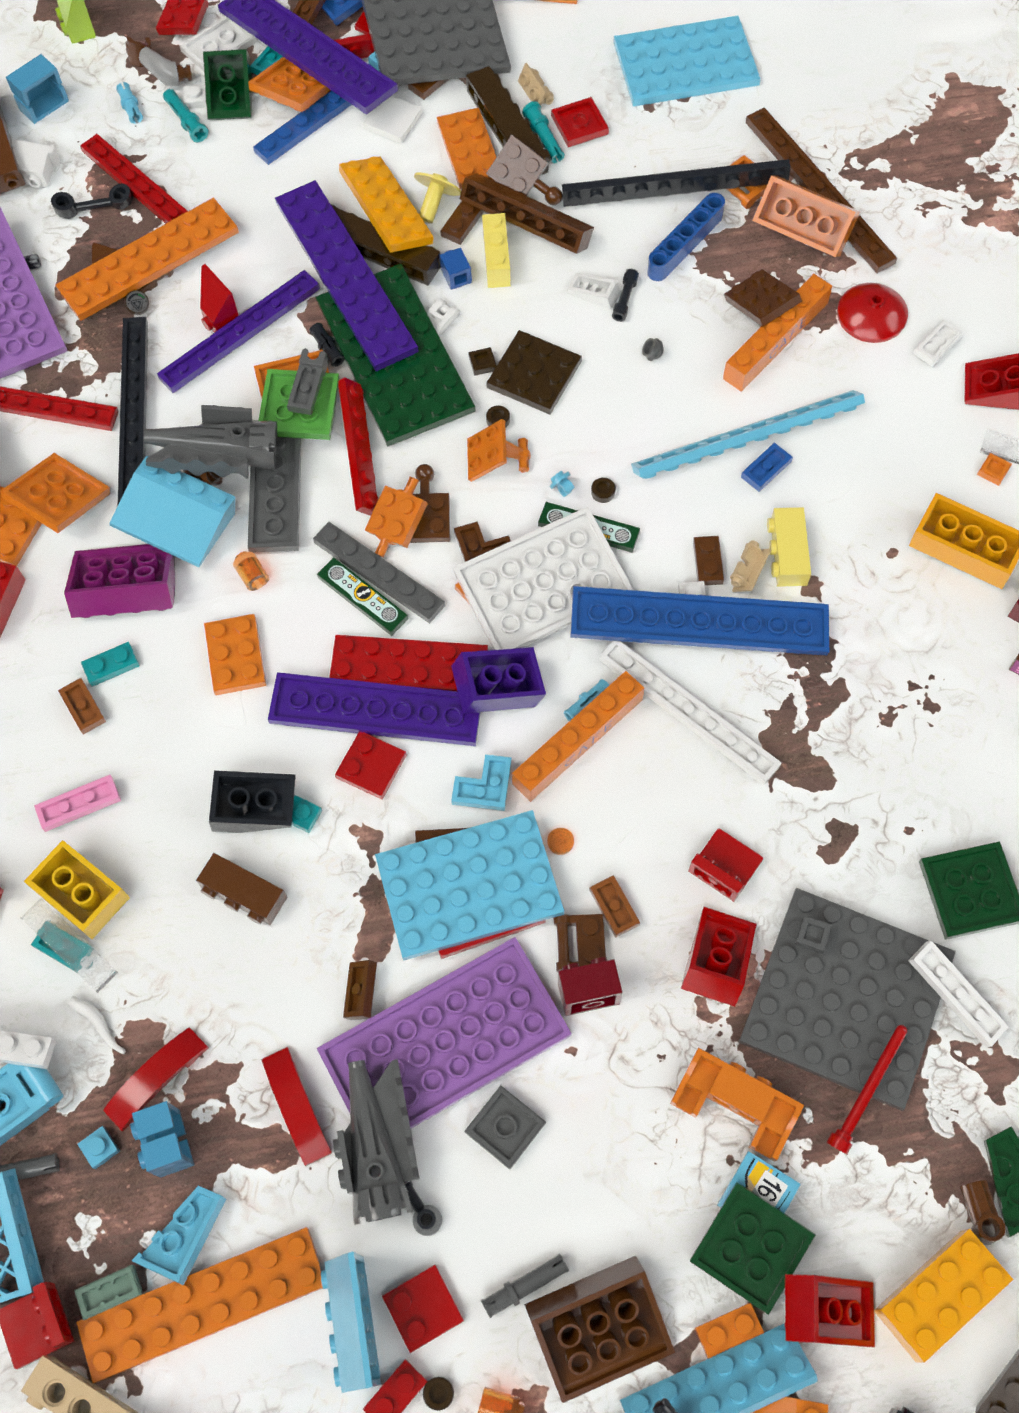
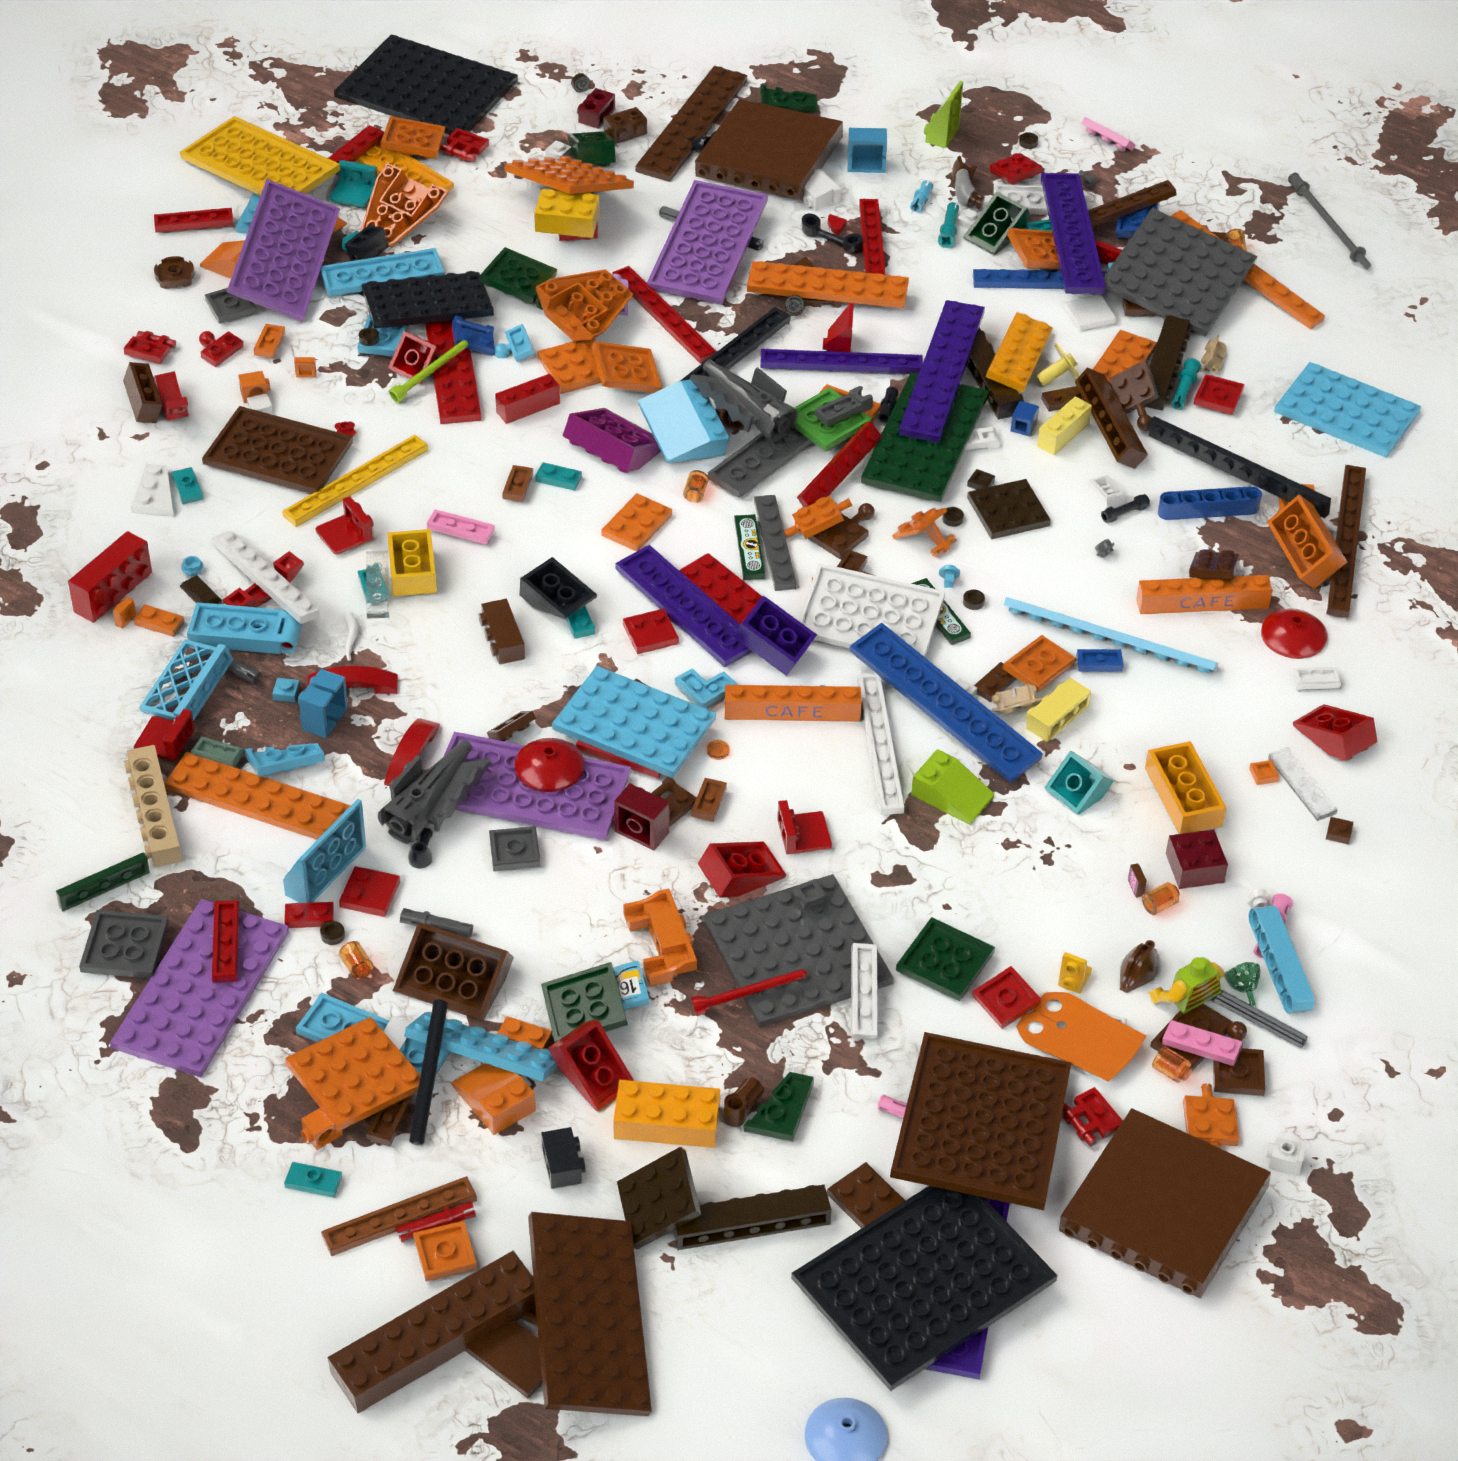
camera: 40 degrees right, 20 degrees down
(82, 186) = (836, 223): none -> red tile
(449, 1023) = (549, 765): none -> red dish
(727, 512) = (1039, 663): none -> orange tile
(792, 705) = (951, 787): none -> lime slope
(885, 609) = (1078, 783): none -> teal slope

